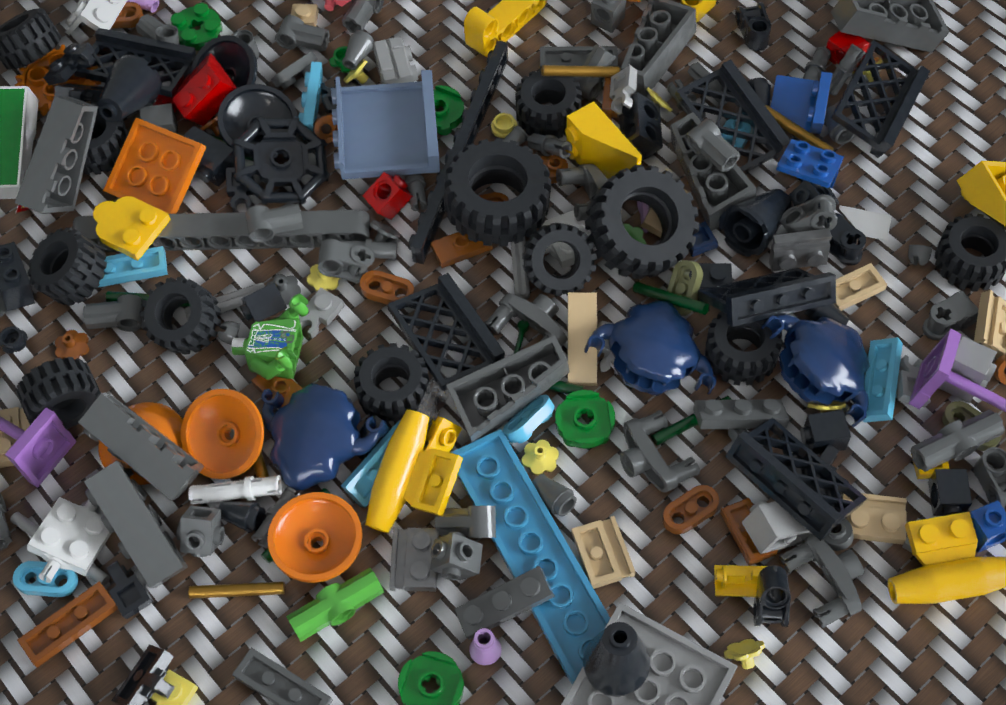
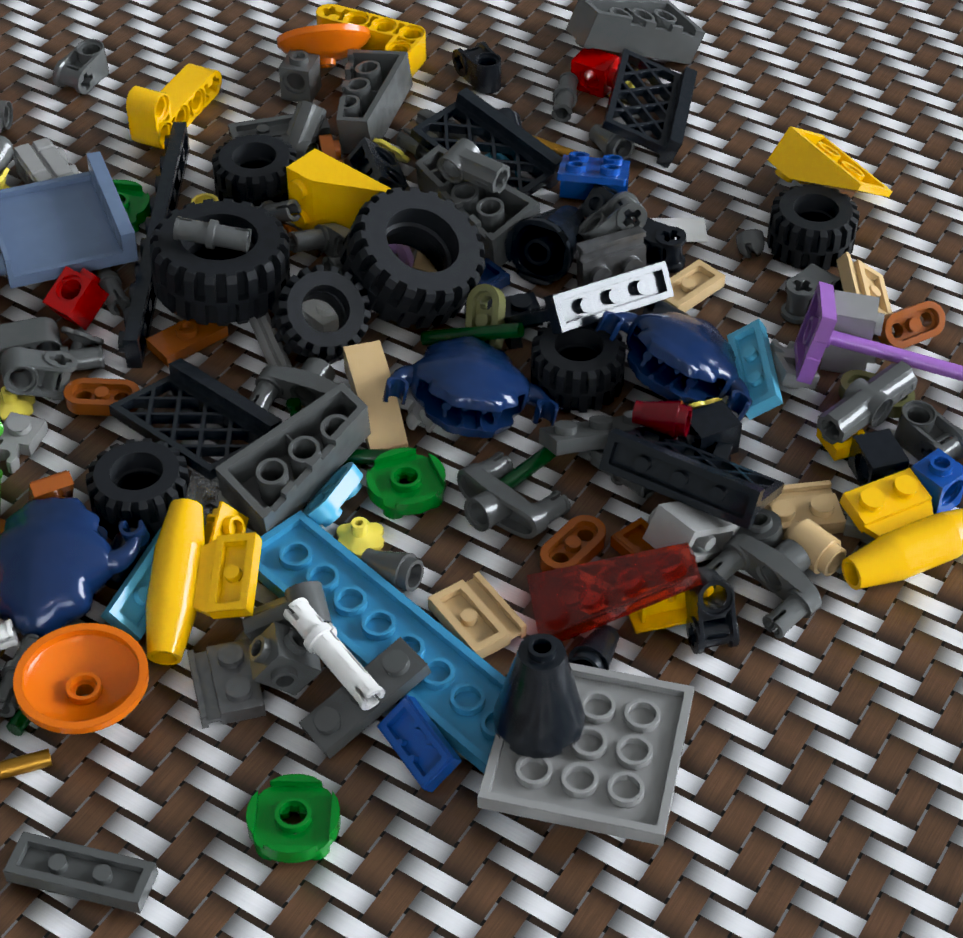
camera: 20 degrees left, 15 degrees down
(329, 376) = (55, 485): none -> dark orange plate
(335, 604) = (130, 755): bright green piece -> none
(482, 557) = (323, 640): none -> white pin
(485, 653) = (354, 752): lavender cone -> none
(491, 179) = (212, 234): none -> dark grey pin
(532, 649) = (419, 743): none -> blue plate
(579, 71) = (287, 129): pearl gold piece -> none
(622, 86) = (345, 137): light grey plate -> none
(677, 608) = (596, 648): none -> black cone
(692, 560) = (604, 590): none -> clear red wing
(744, 652) = (699, 681): light yellow plant -> none
(790, 418) = (665, 417): none -> dark red cone
(802, 100) = (564, 121): blue bracket -> none
(845, 68) = (599, 86): dark grey axle -> none
(873, 557) = (821, 546): none -> tan brick

